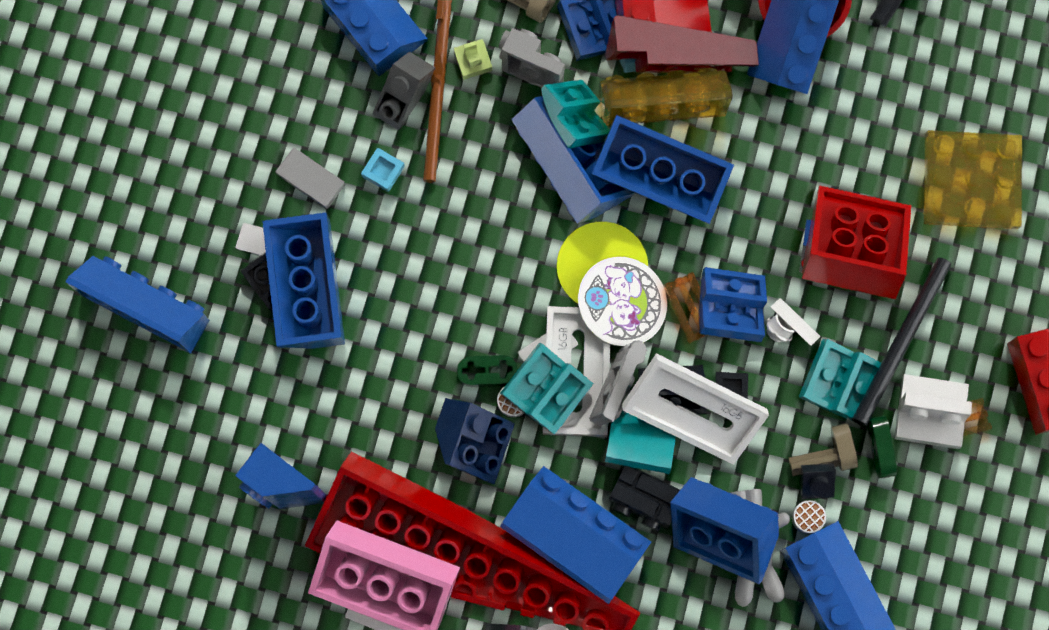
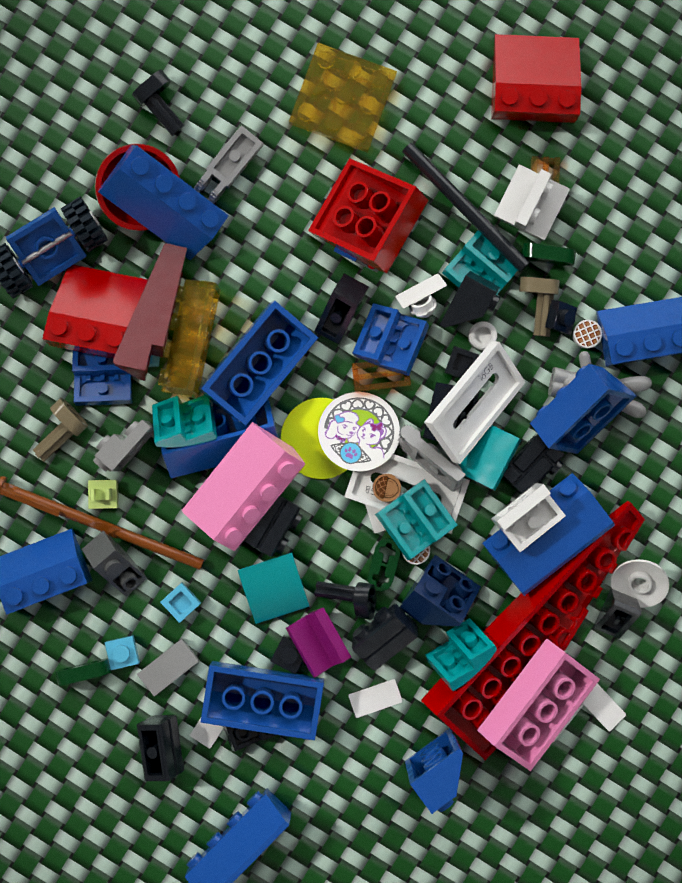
camera: 80 degrees left, 10 degrees up
(222, 191) = (160, 748): none -> black brick
(280, 92) = (83, 672): none -> dark green beam
(312, 127) = (122, 652): none -> medium azure plate
(338, 406) = (375, 698): none -> white sticker
(360, 300) = (287, 655): none -> black plate
(382, 323) = (318, 642): none -> magenta panel
(409, 390) = (384, 636): none -> black brick
(413, 481) = (462, 655): none -> teal slope
(426, 261) = (273, 588): none -> teal slope
(446, 354) = (362, 596): none -> black piece
(494, 240) = (271, 529): none -> black brick
(526, 192) = (243, 486): none -> bright pink slope
(571, 347) = (386, 487): none -> medium nougat tile
(588, 499) = (528, 516): none -> white bracket
(748, 242) = (341, 308): none -> black slope
(772, 400) = (481, 335): none -> white tile
(804, 373) = (471, 300): none -> black slope
(861, 83) = (230, 162): none -> light grey hinge

